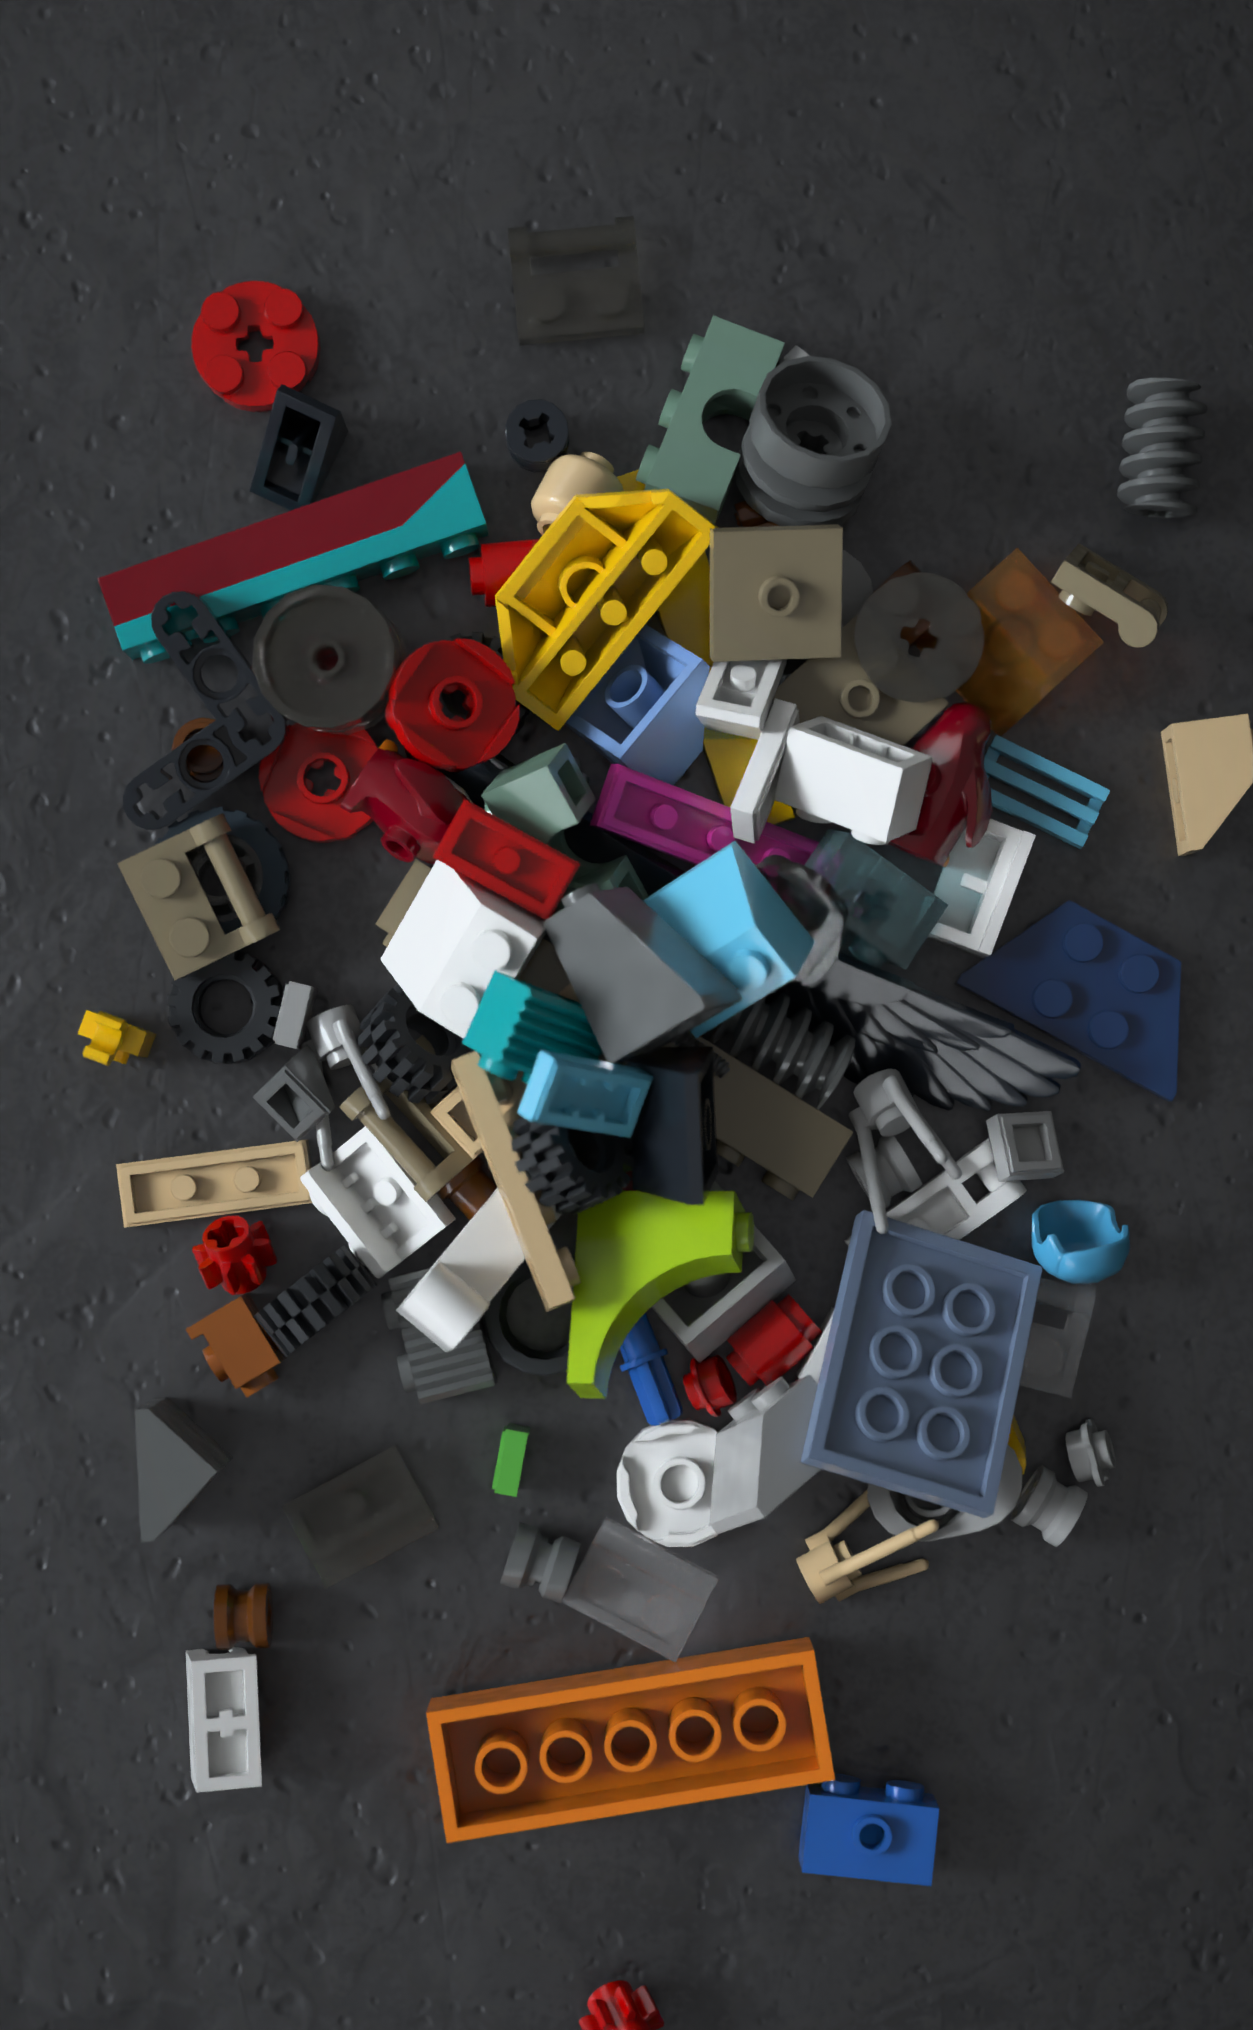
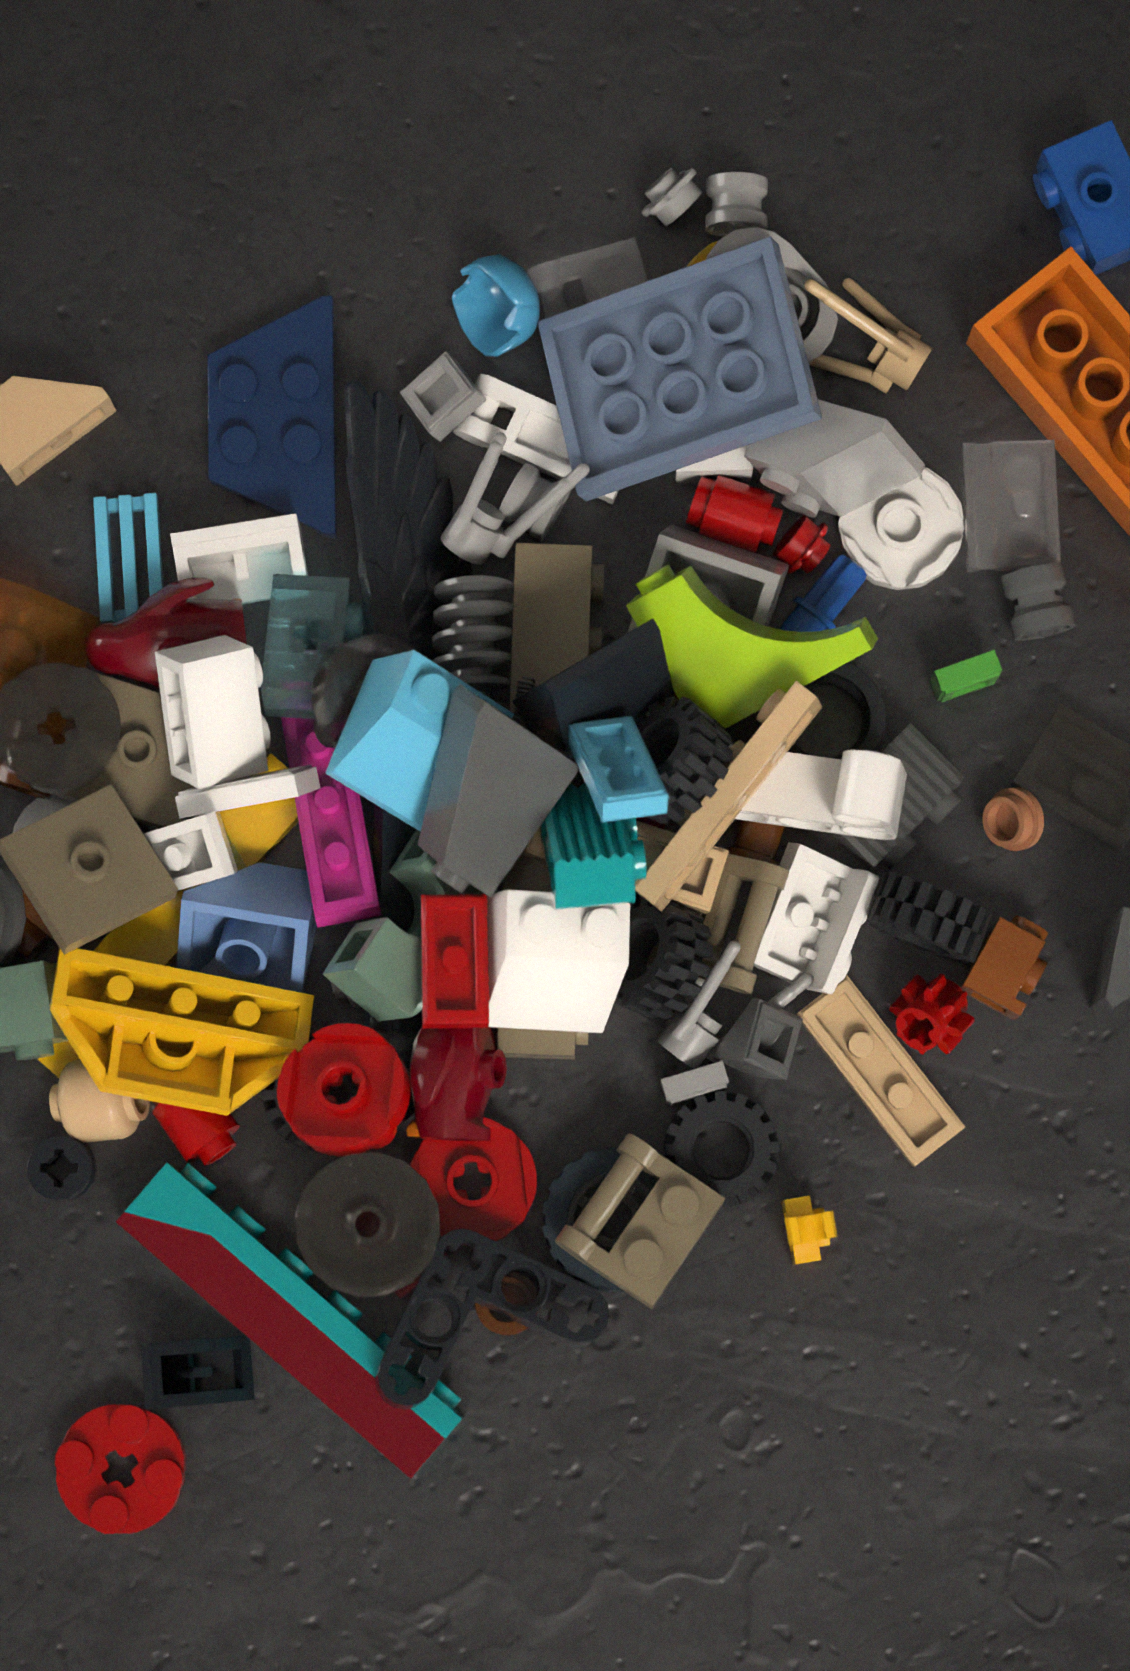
camera: 115 degrees left, 5 degrees down
(363, 1427) = (1013, 819): none -> nougat plate

